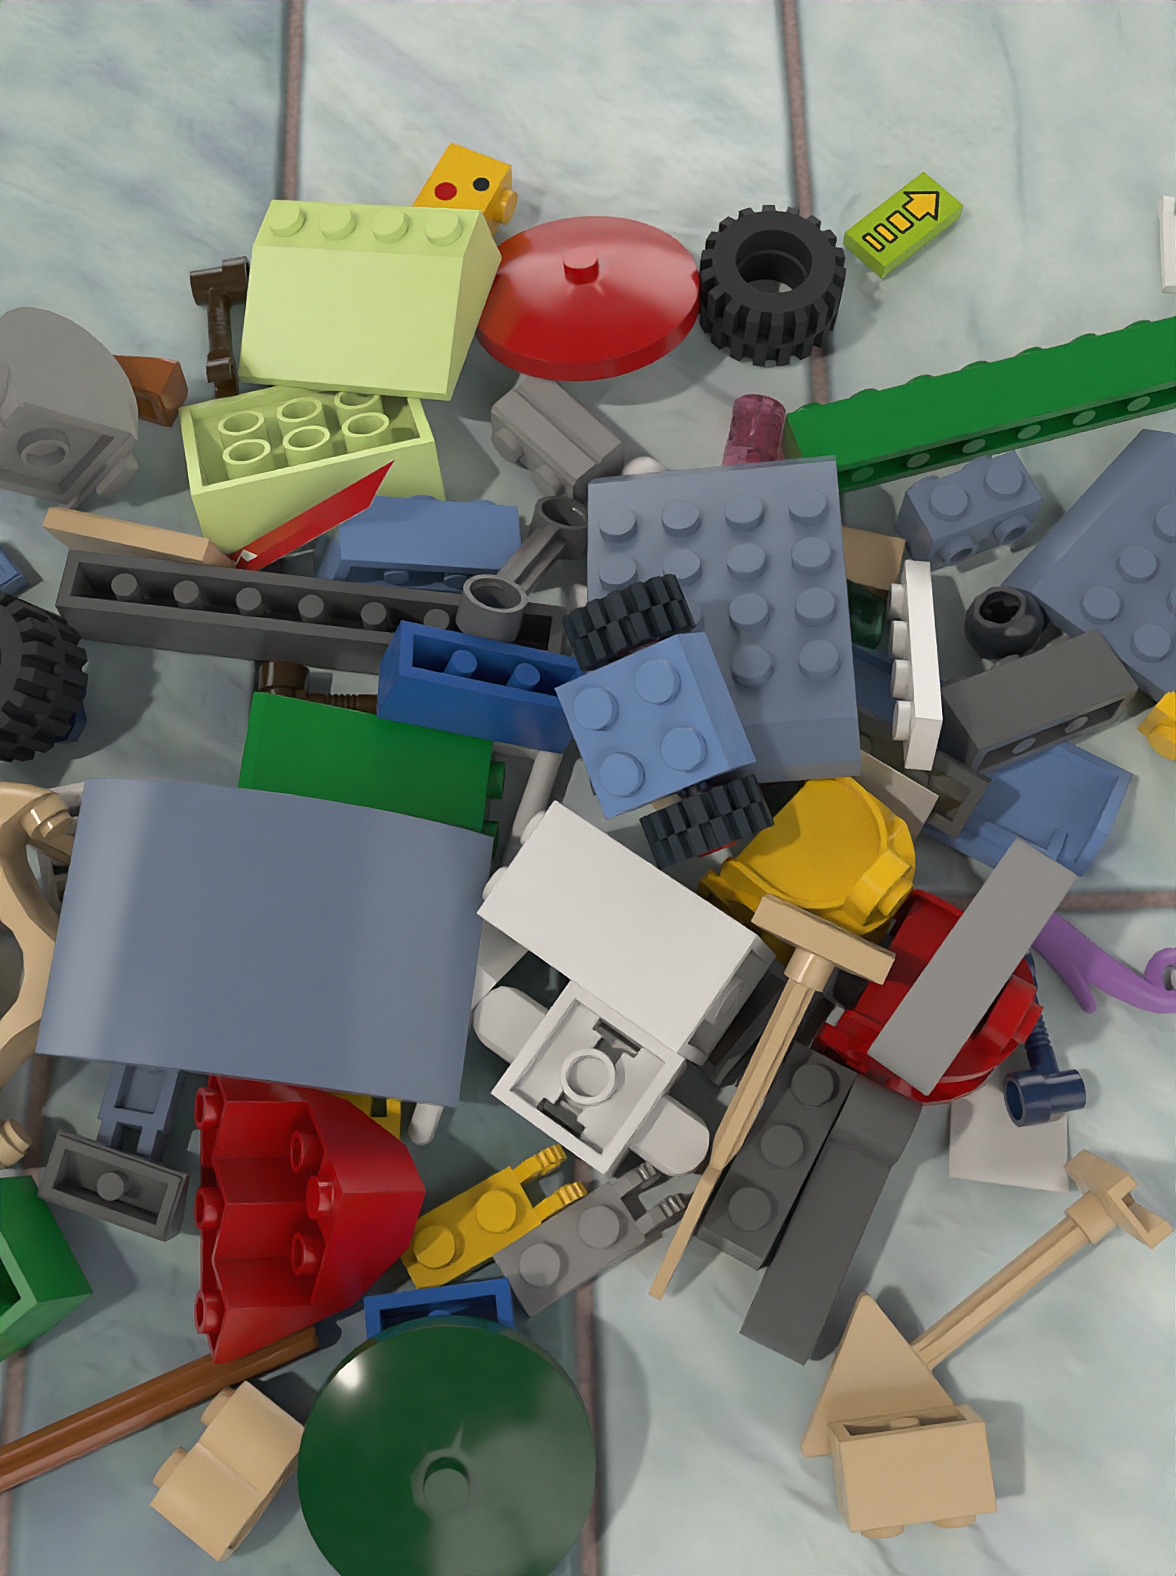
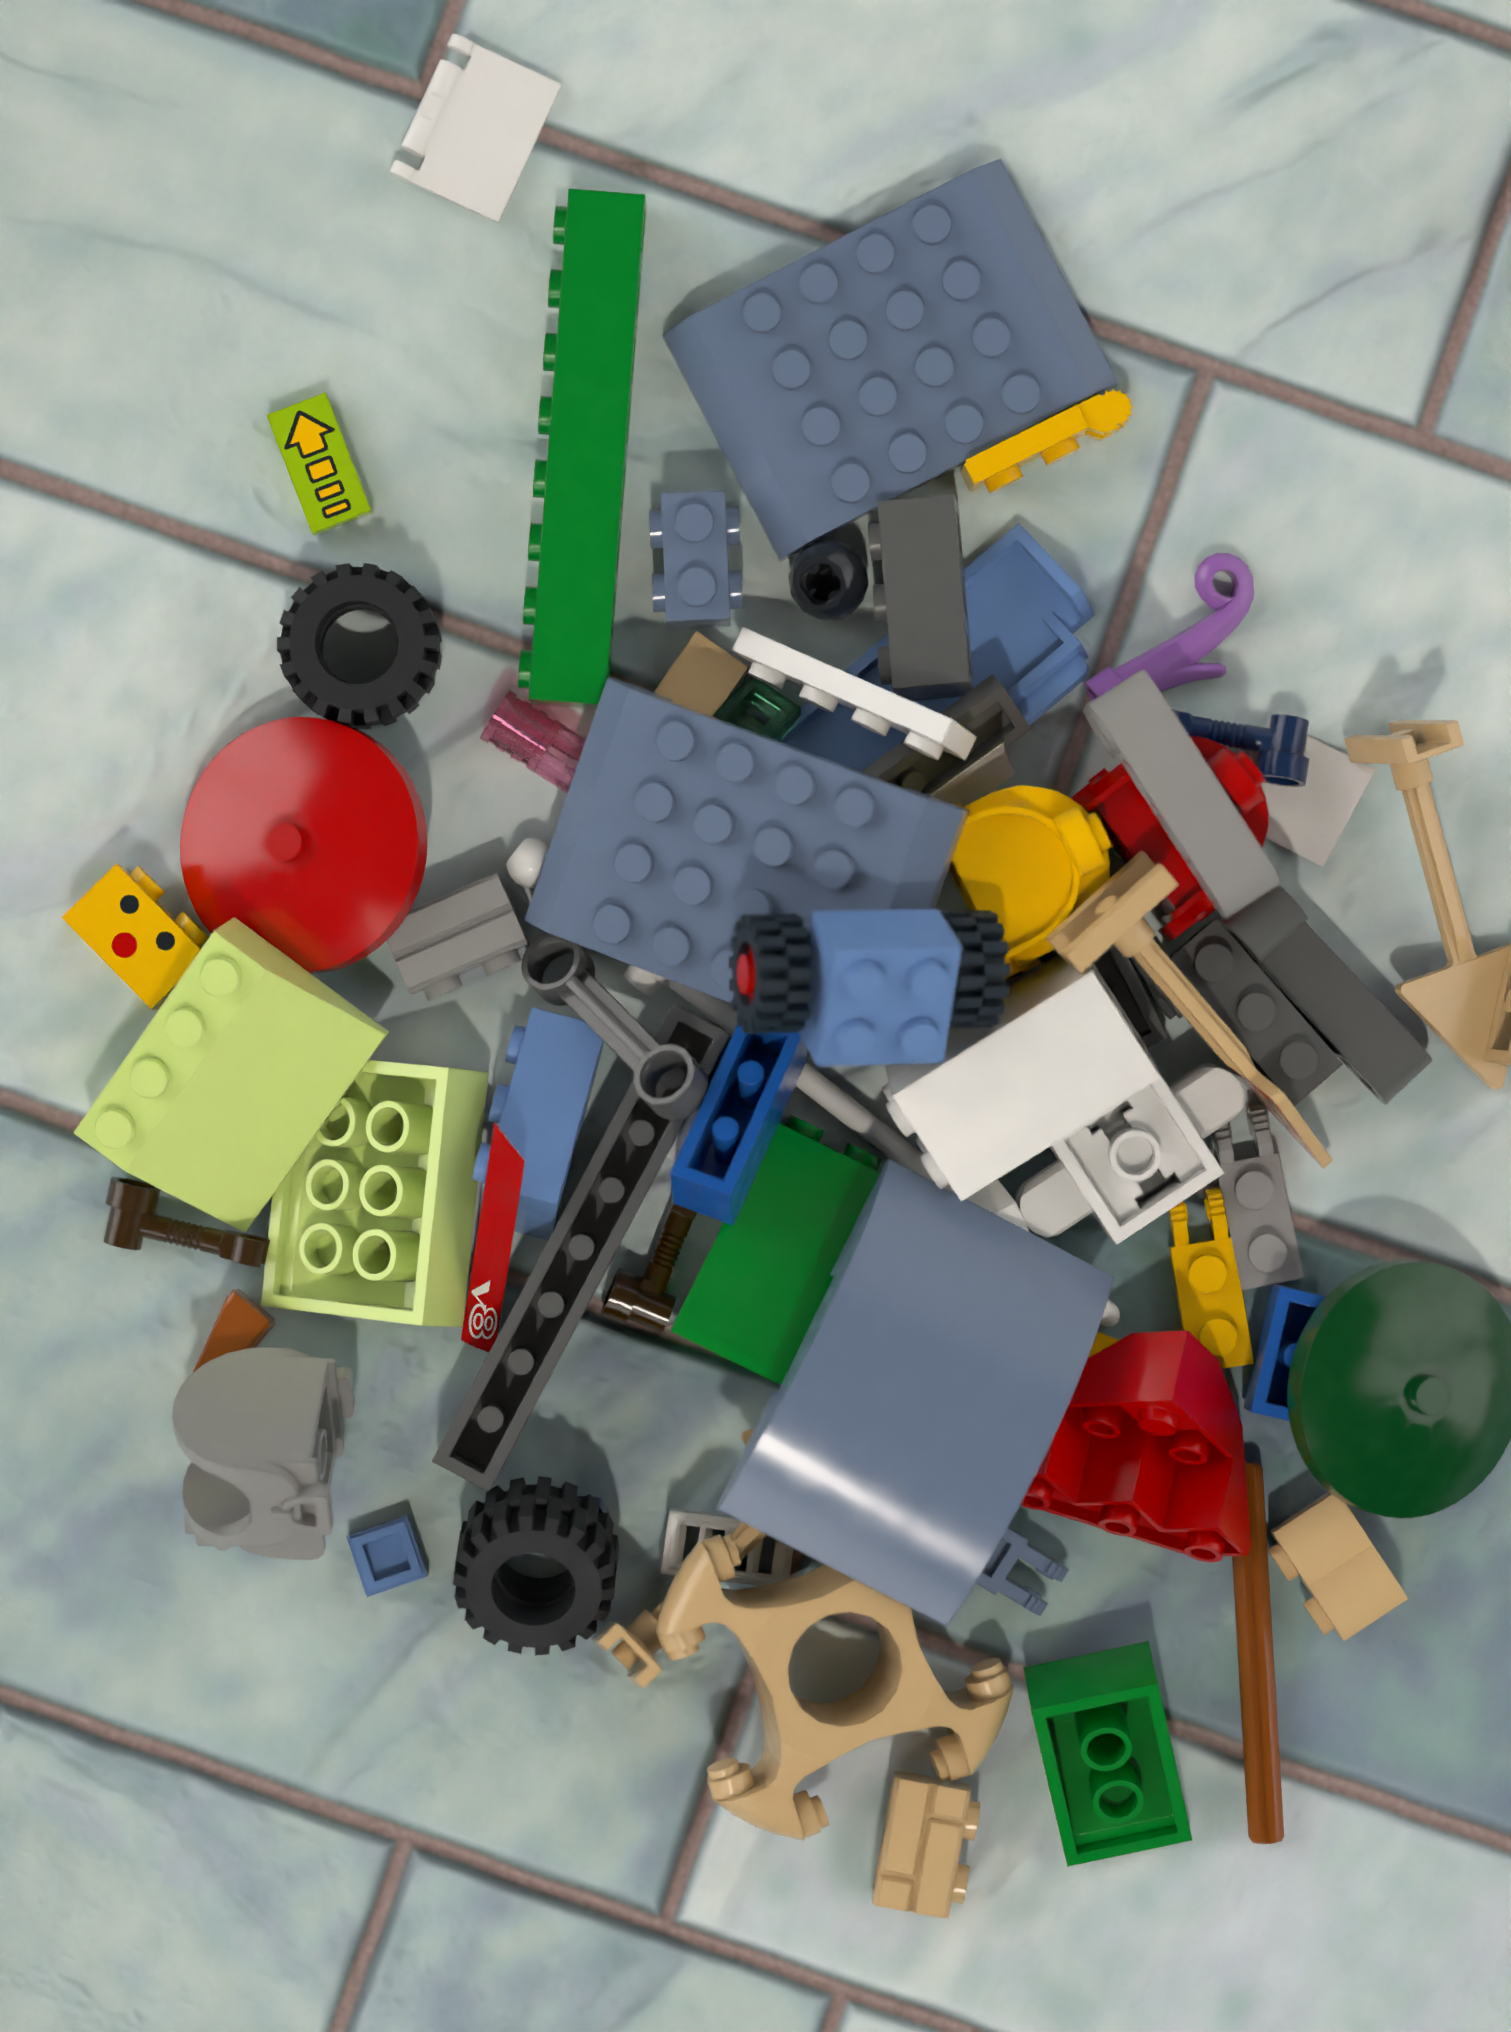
camera: 65 degrees left, 20 degrees up
(115, 1186) = (1065, 1597): dark grey slope -> none
(118, 537) = (430, 1392): tan tile -> none

